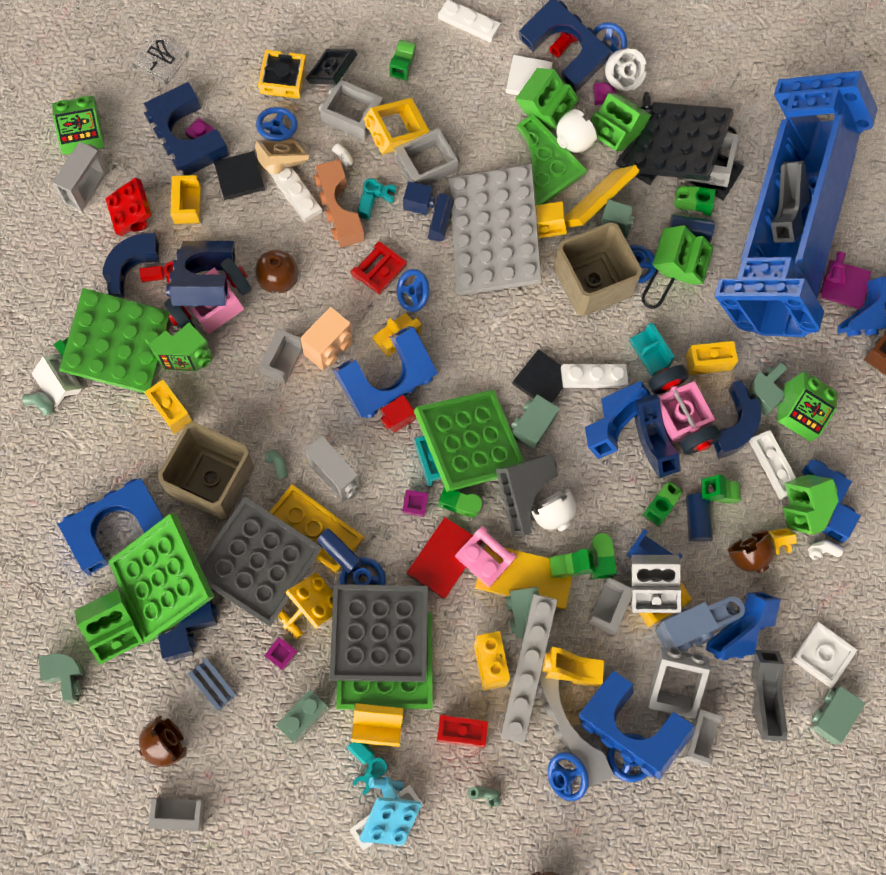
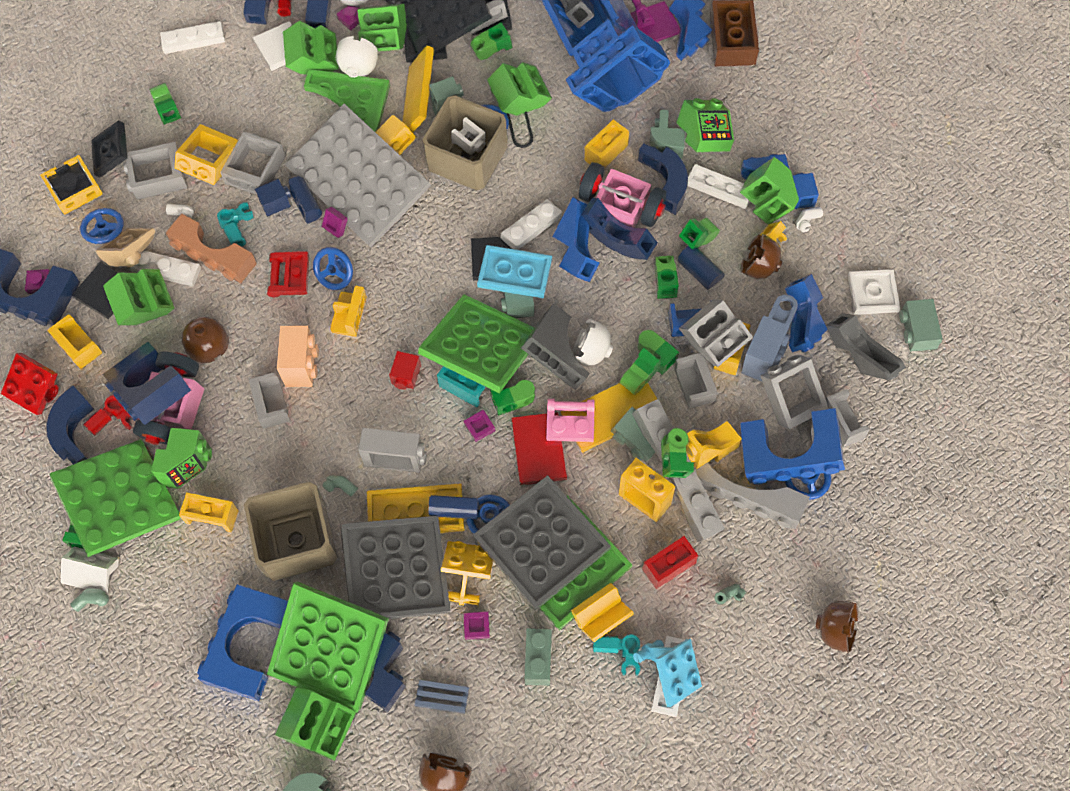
camera: 35 degrees left, 5 degrees down
(256, 200) = (138, 296): none -> bright green piece
(416, 370) = (389, 325): blue arch -> none
(446, 254) = (334, 222): none -> magenta plate
(529, 655) = (674, 455): none -> leg
(545, 404) = (514, 271): none -> medium azure tile
(562, 778) = (772, 537): blue piece -> none
(605, 267) = (470, 138): none -> white window
(652, 350) = (557, 173): teal panel -> none
(697, 226) = (512, 58): dark blue brick -> none

